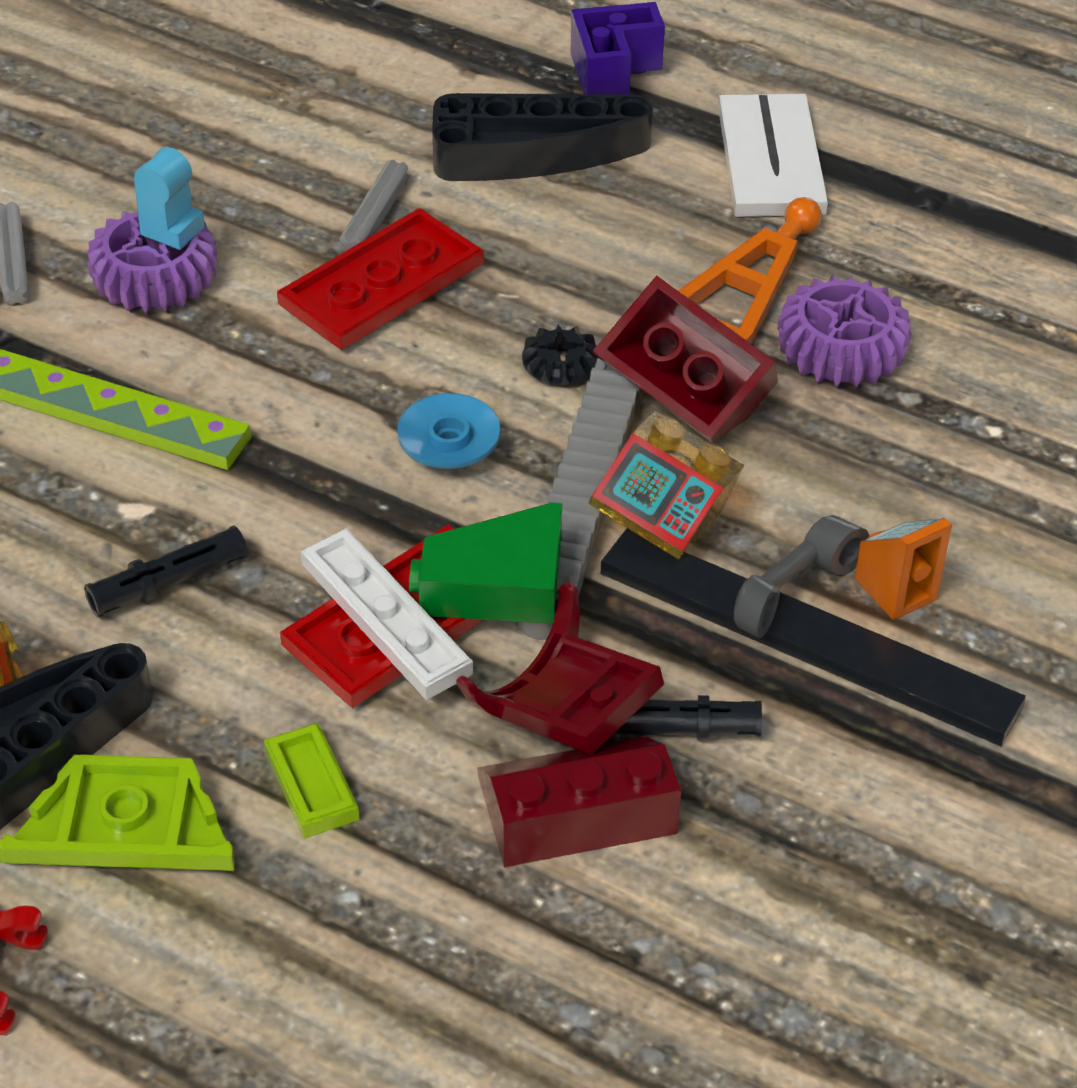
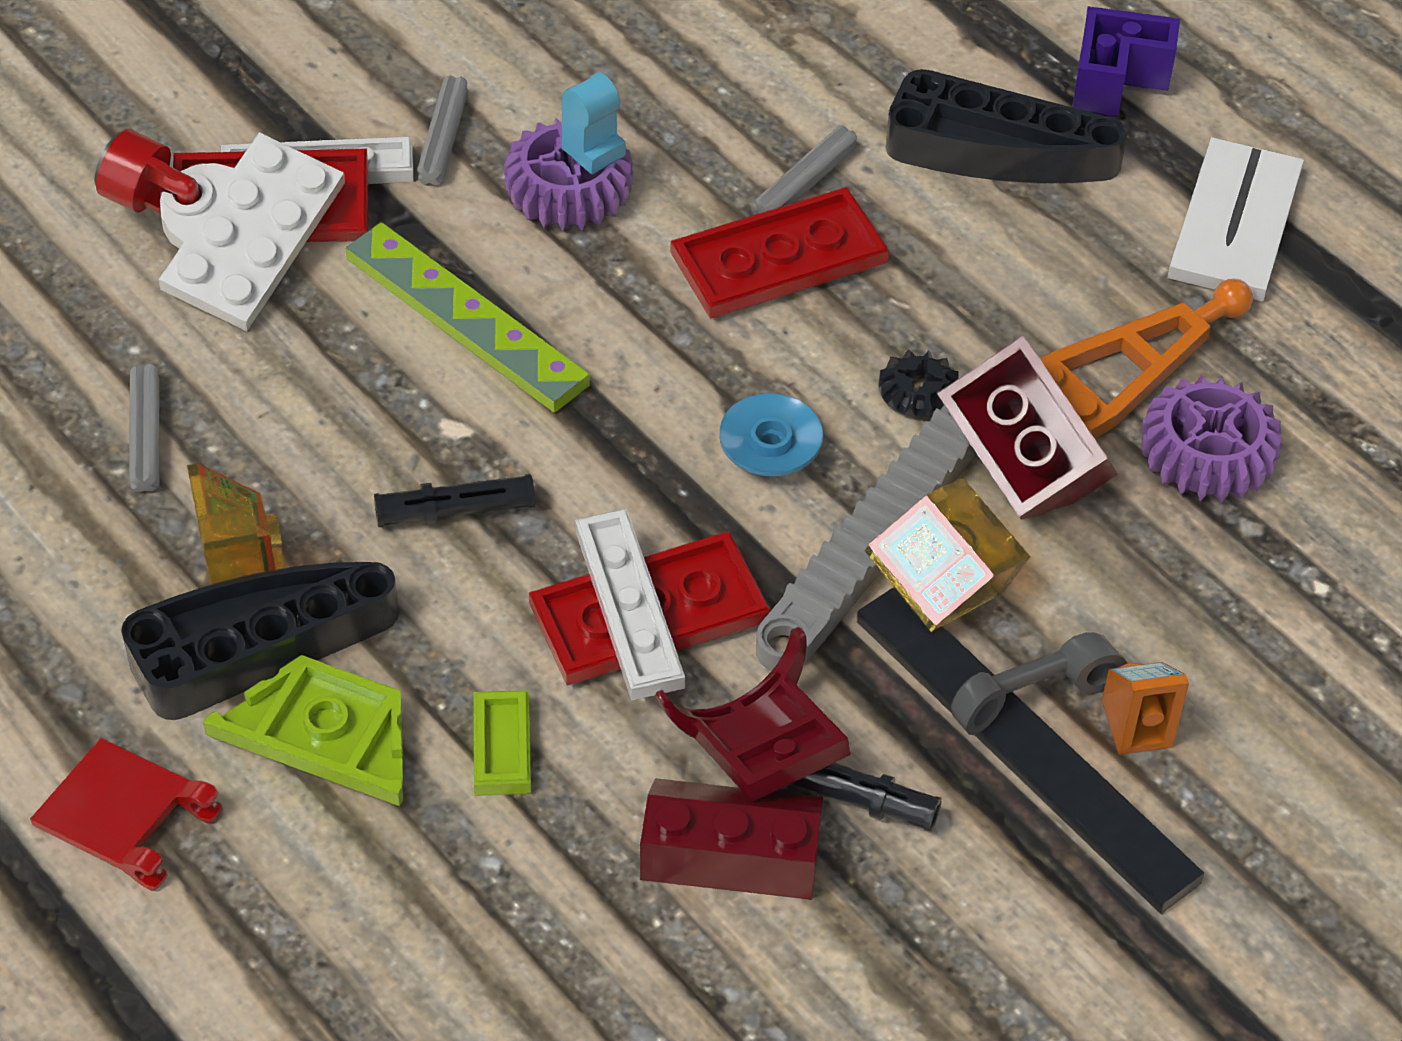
camera: 20 degrees right, 5 degrees up
(493, 568) = (743, 591): green slope -> none

